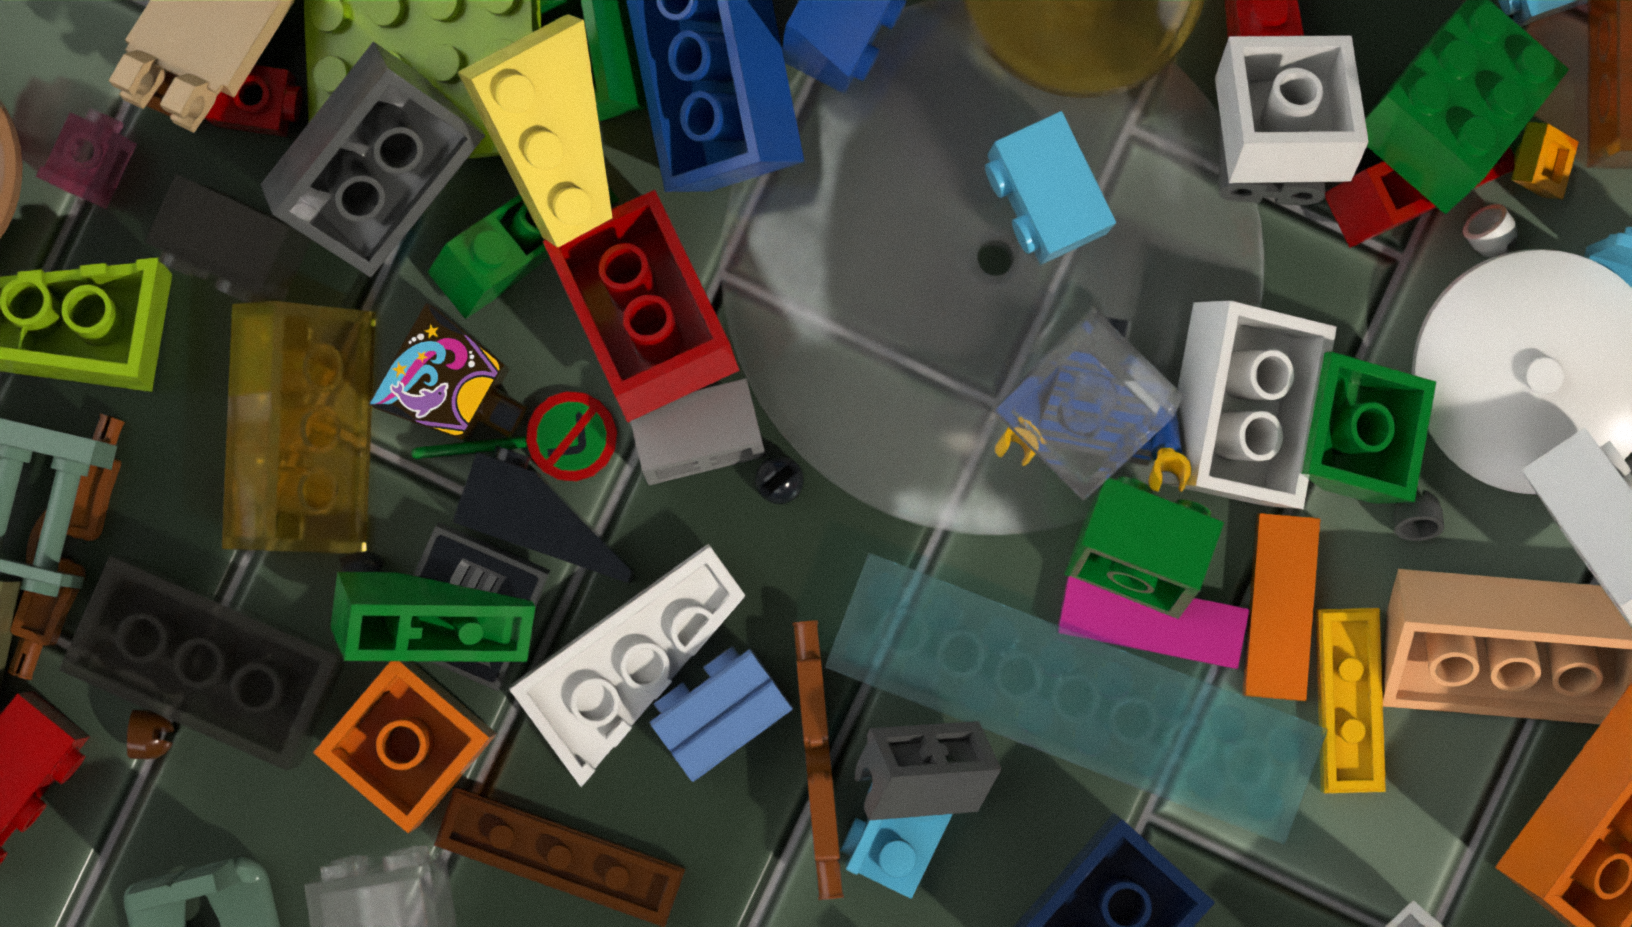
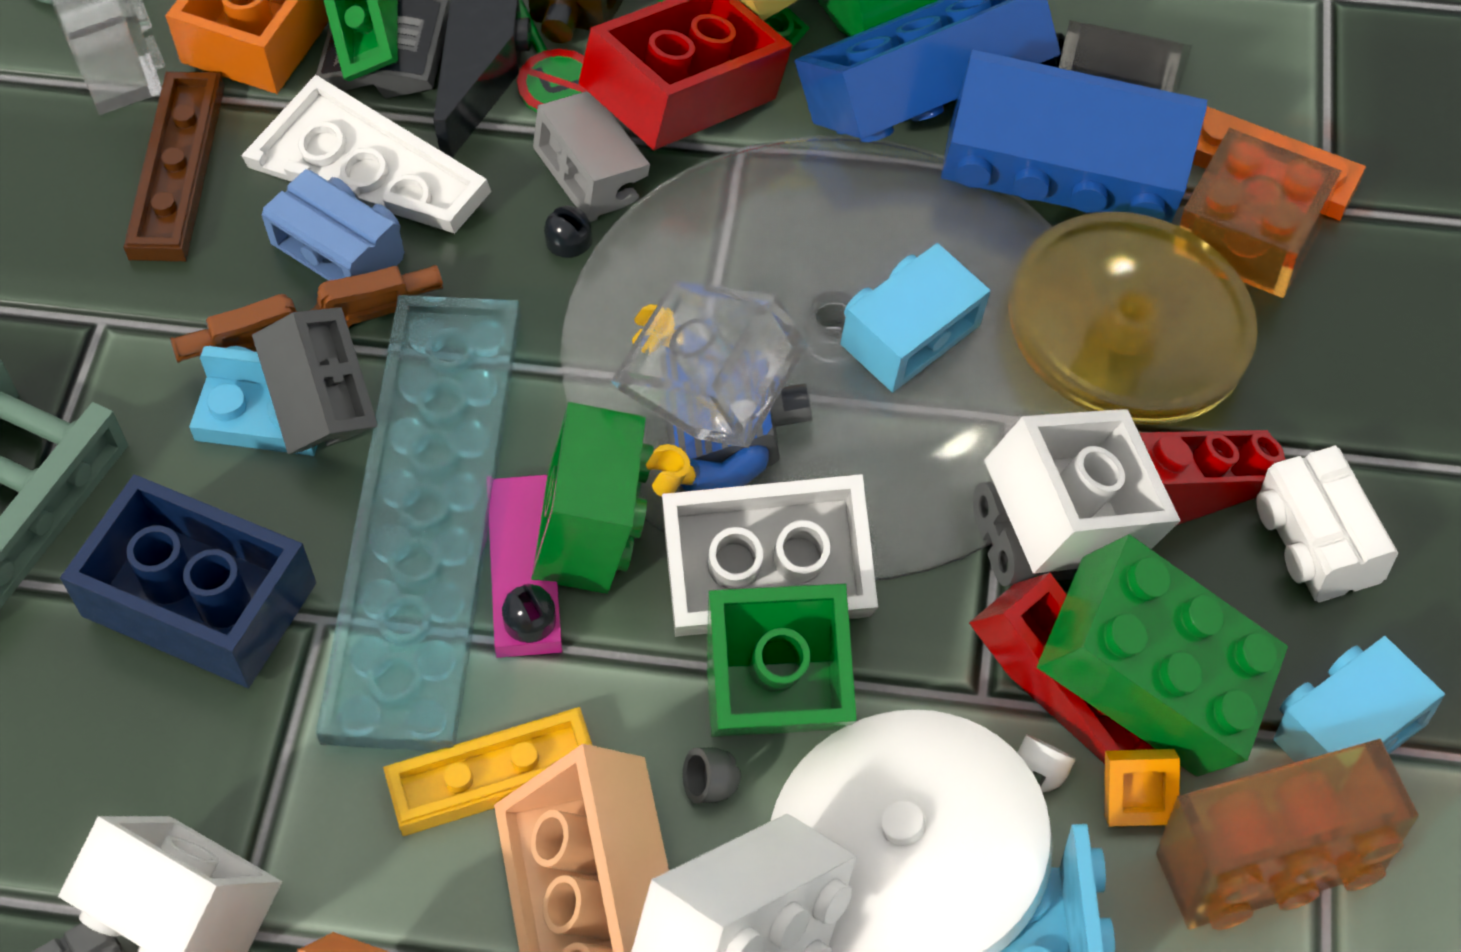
camera: 75 degrees right, 30 degrees down
(1219, 617) = (516, 619): none -> black hinge
(1281, 607) = (572, 675): orange tile -> none

